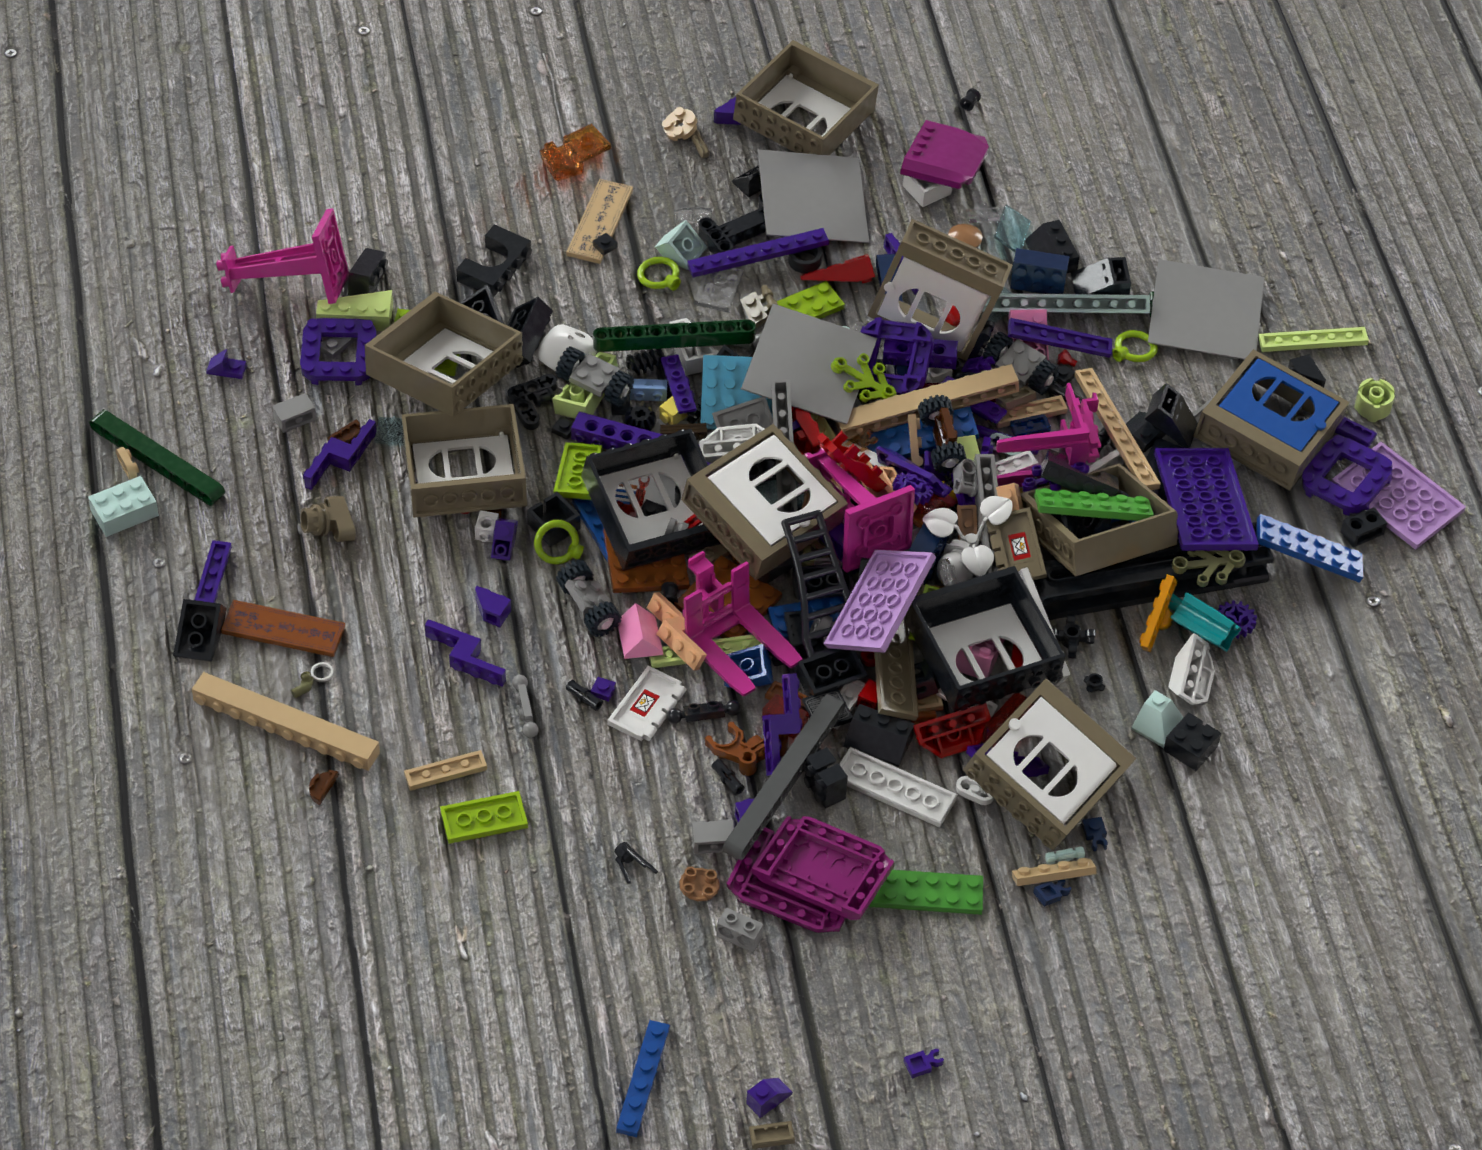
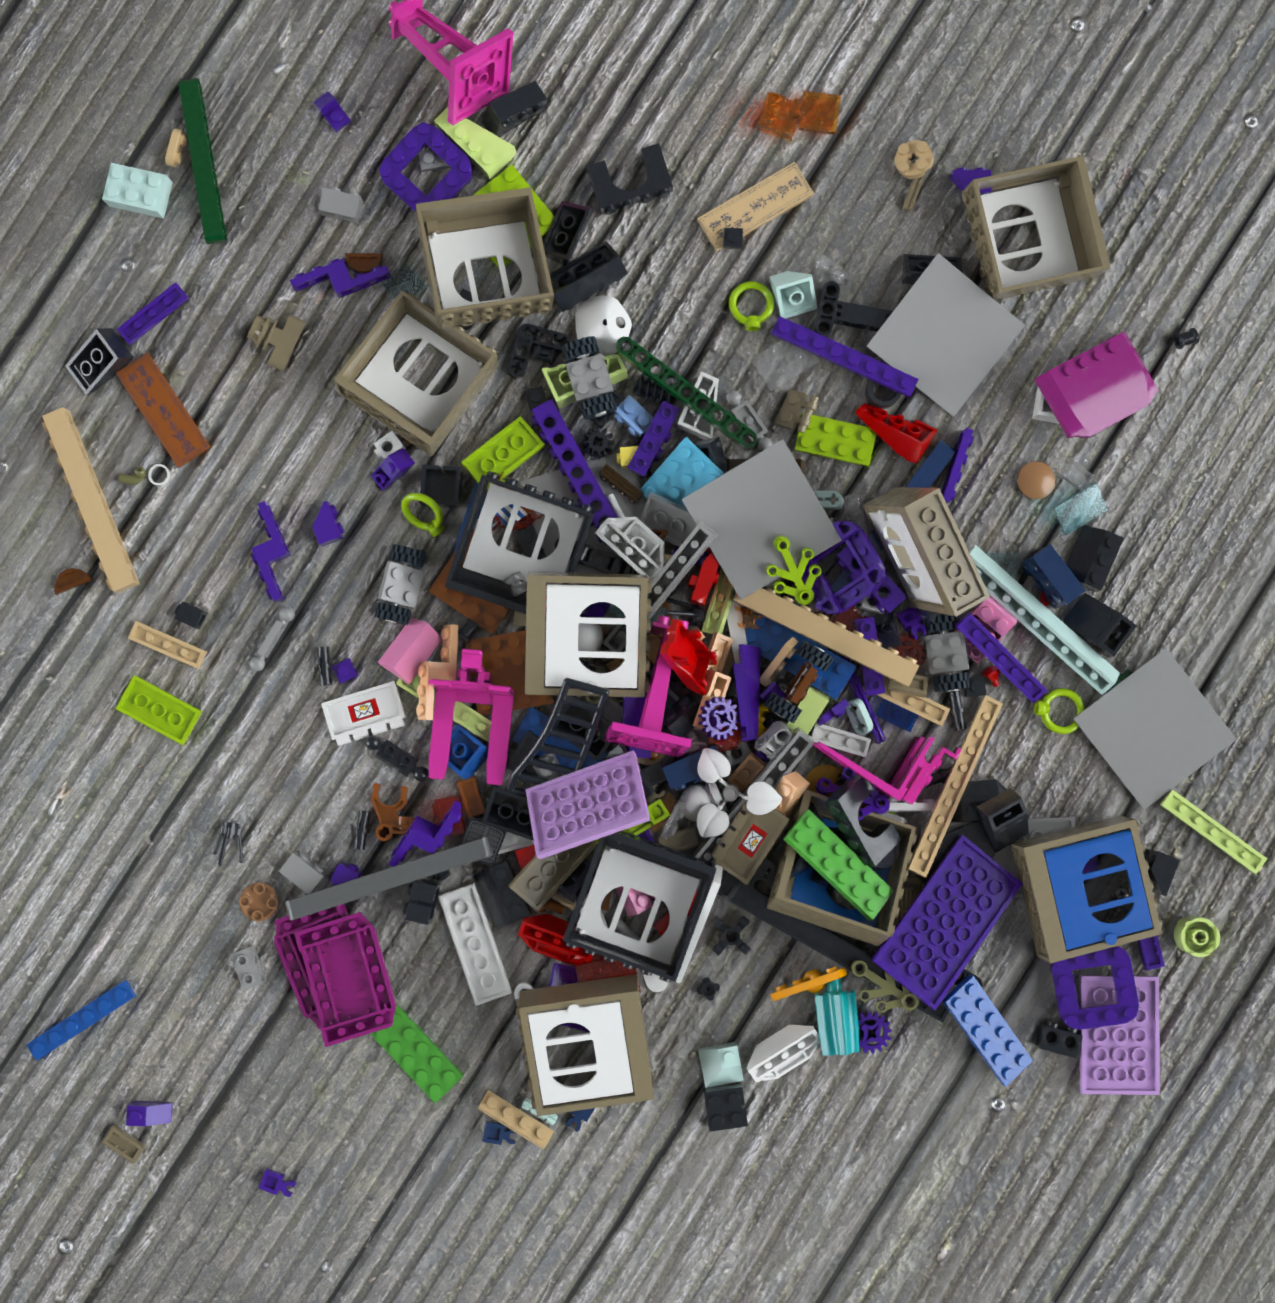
camera: 50 degrees right, 35 degrees up
(444, 736) = (190, 615): none -> black brick

